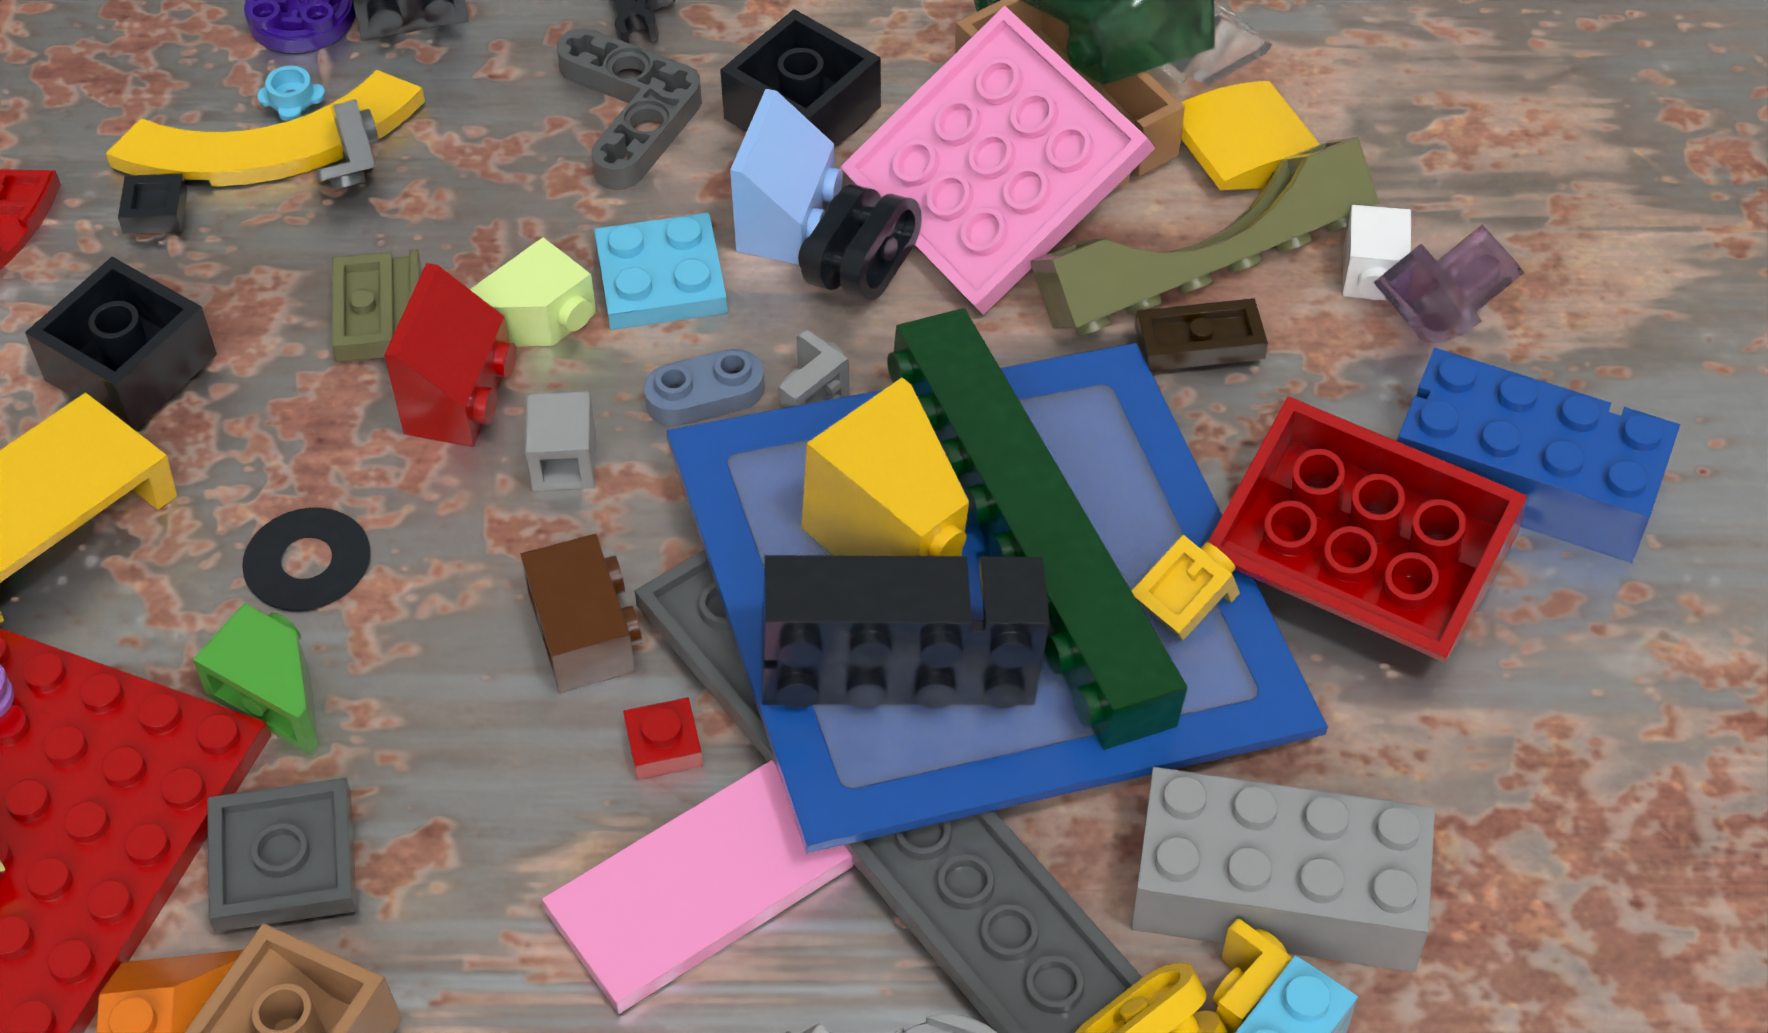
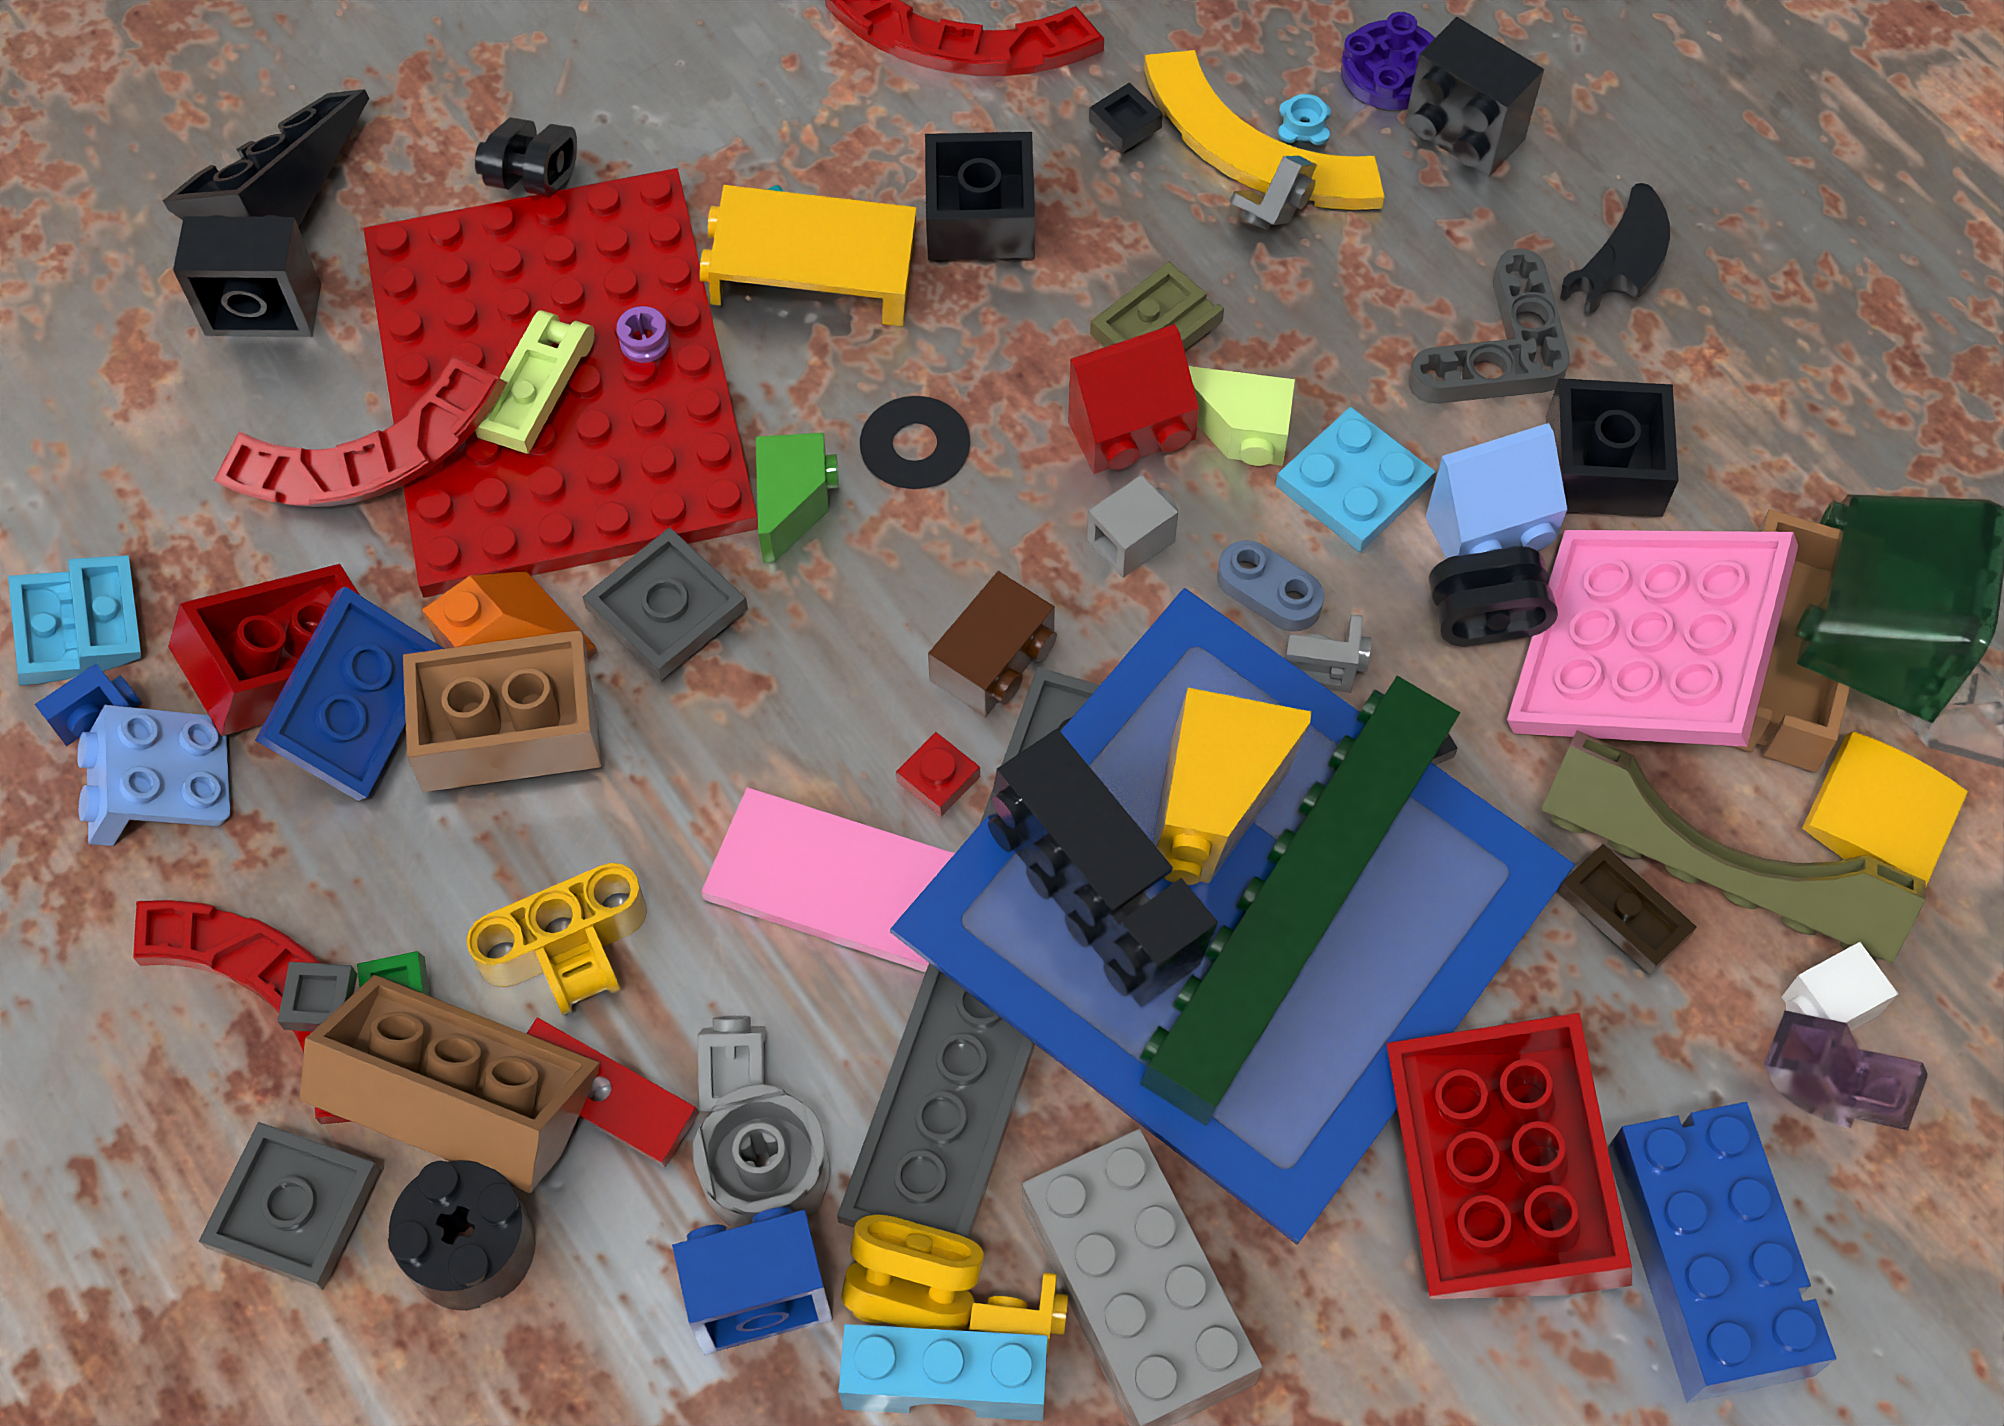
camera: 55 degrees right, 10 degrees up
(1186, 585) = (1336, 1051): yellow bracket -> none

